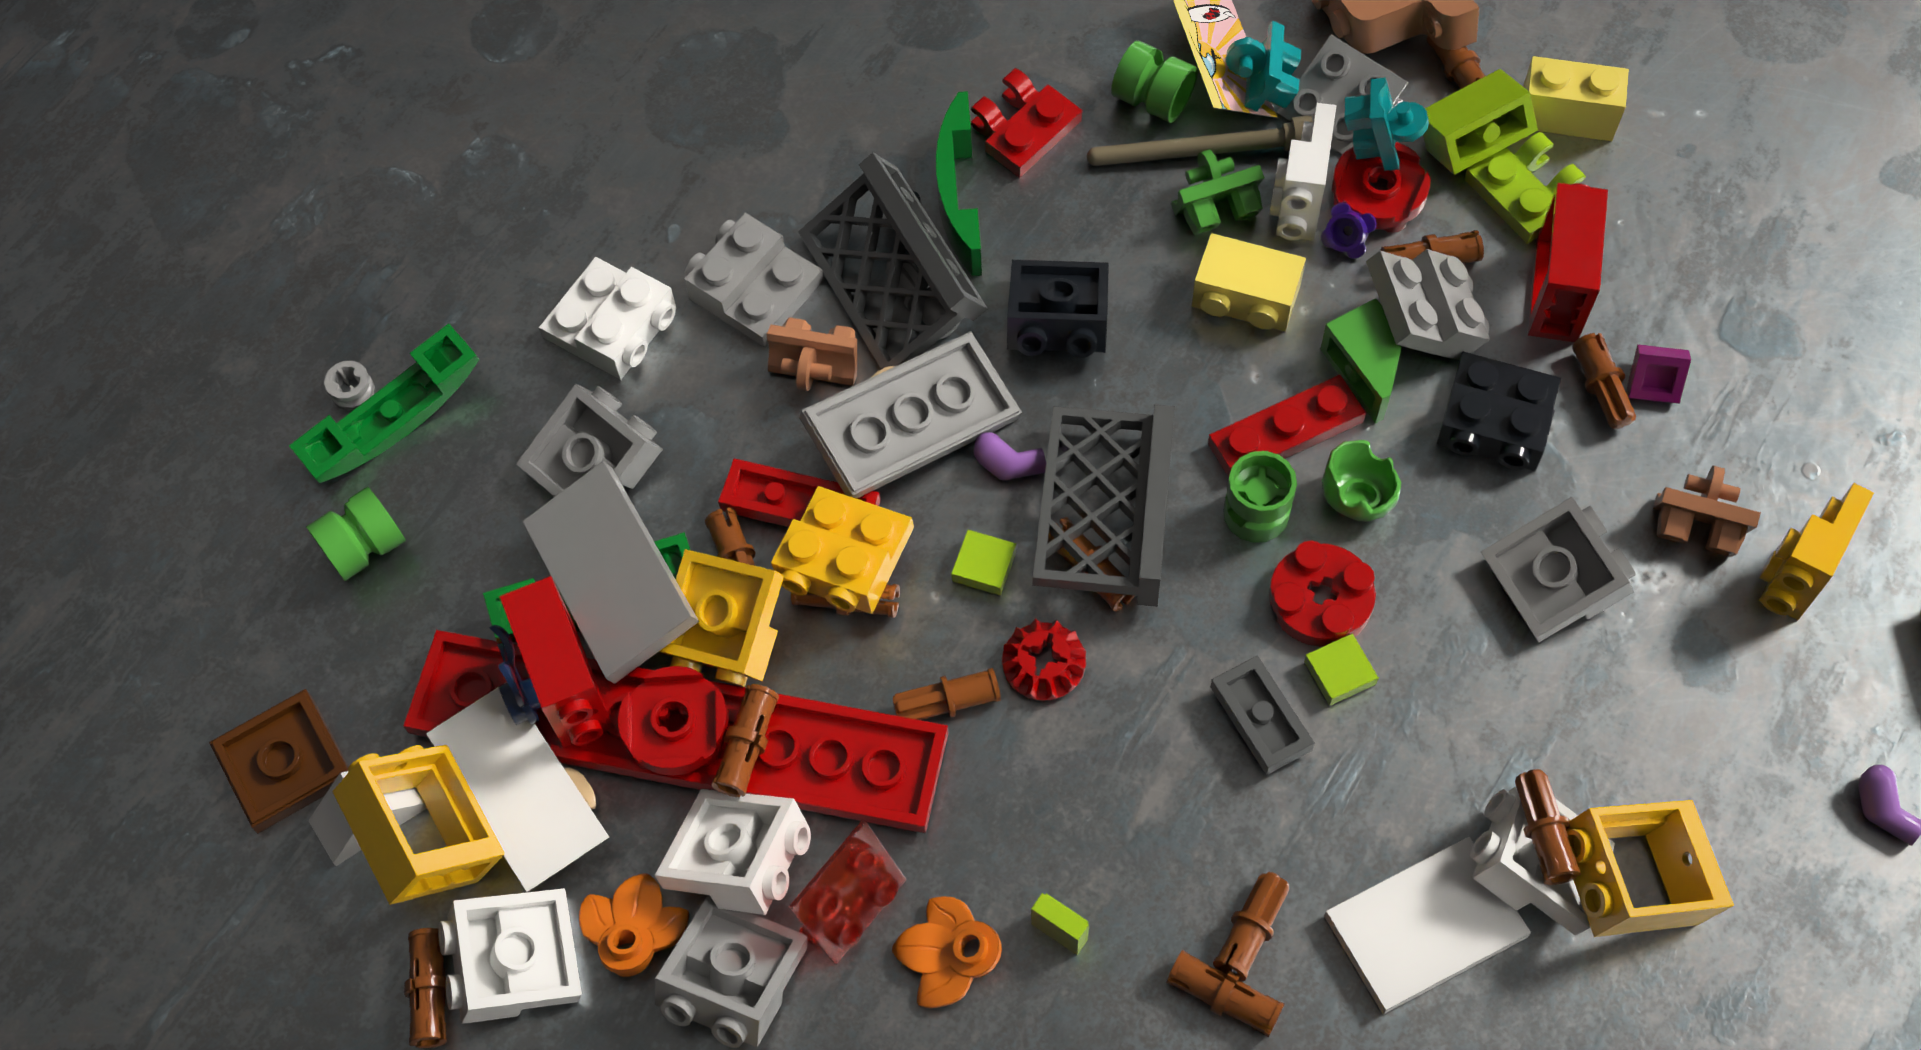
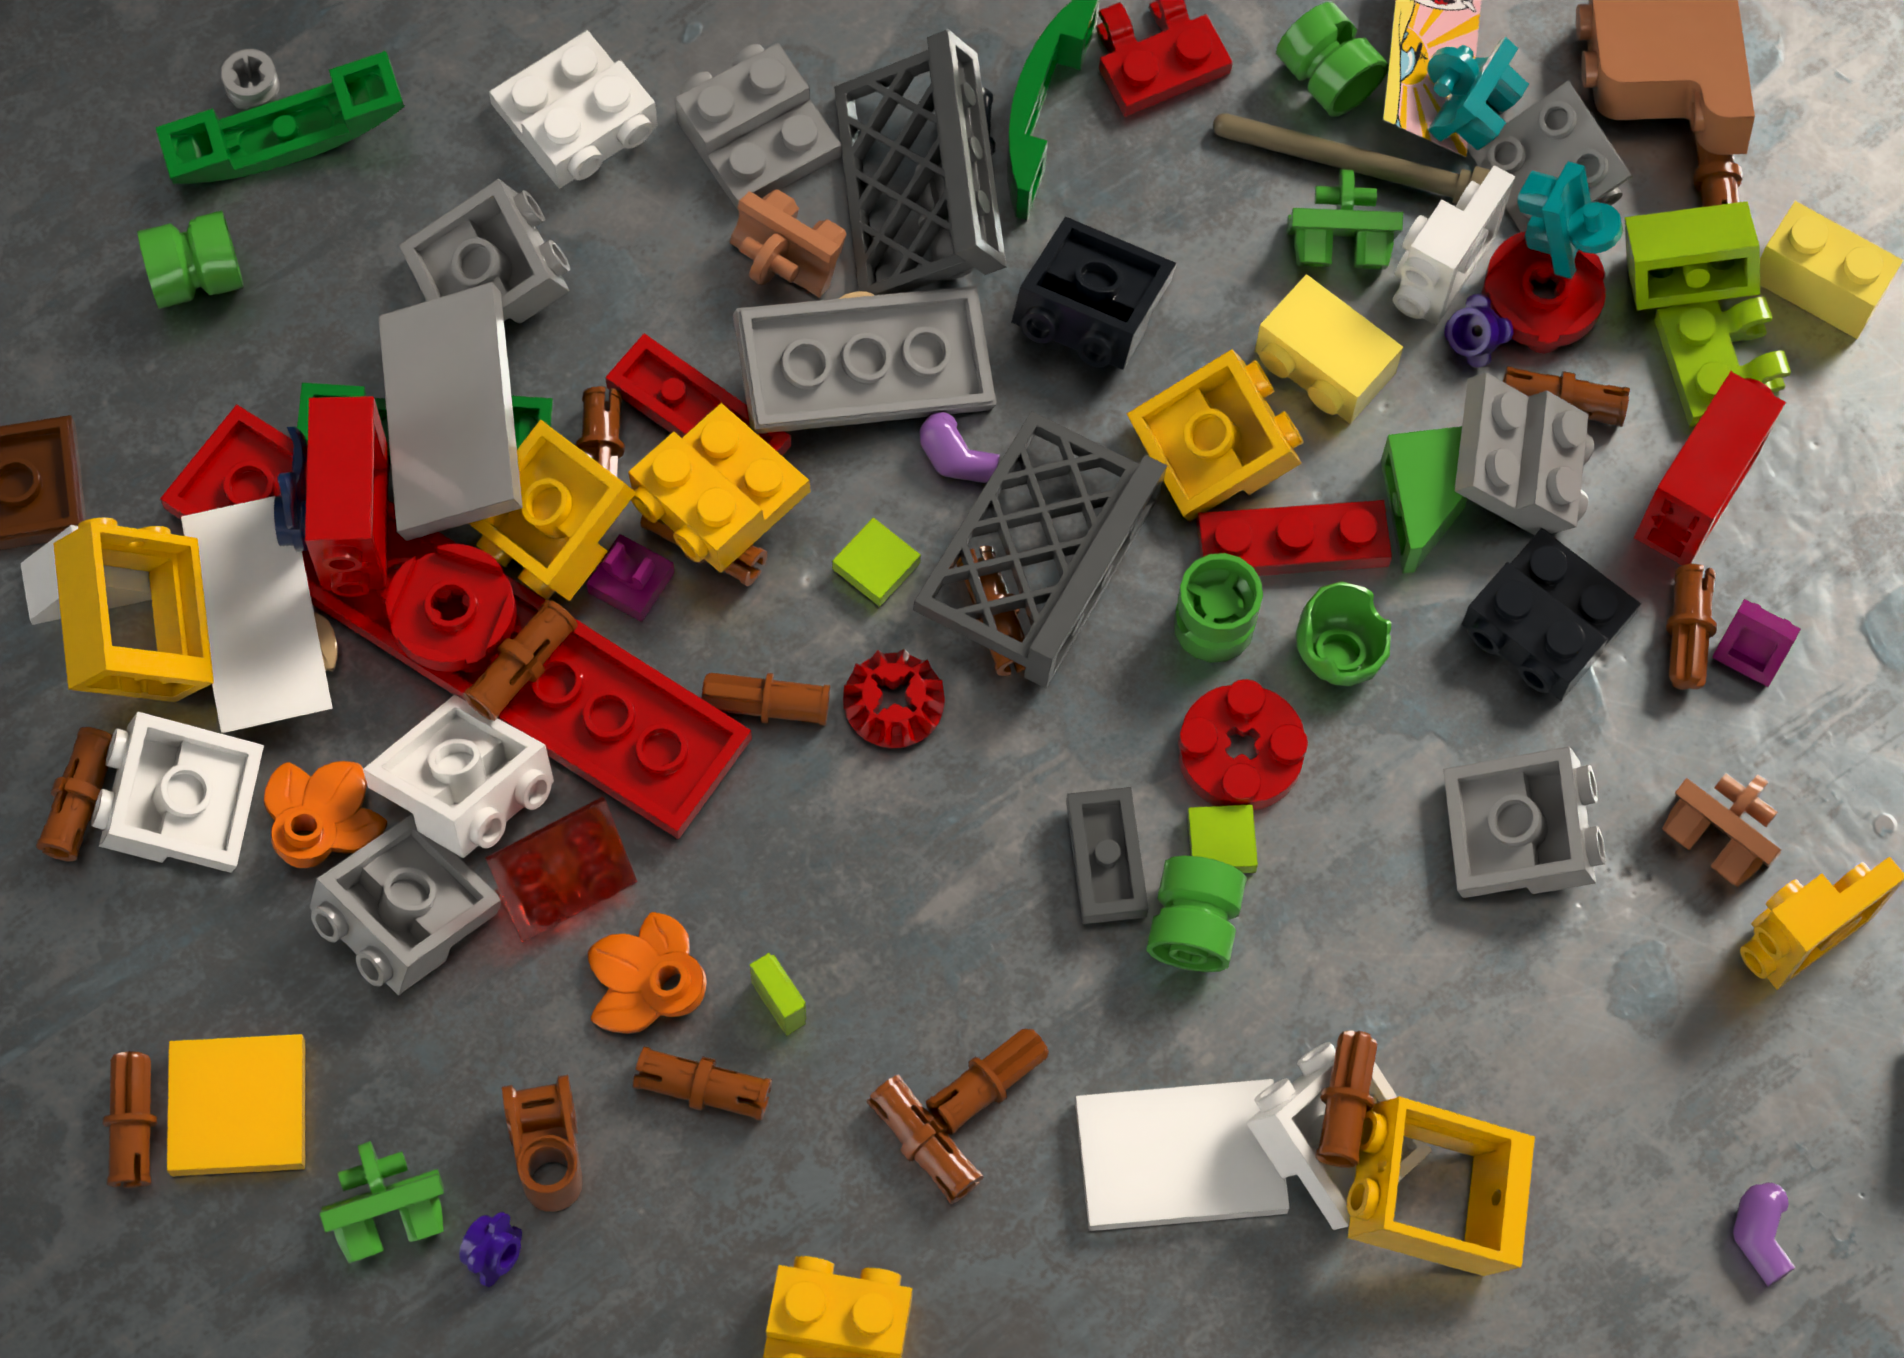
camera: 15 degrees right, 5 degrees up
(800, 646) = (630, 577): none -> magenta tile
(1030, 1020) = (702, 1083): none -> dark orange pin
(1197, 371) = (1217, 434): none -> yellow plate
(1351, 723) = (1198, 903): none -> bright green wheel

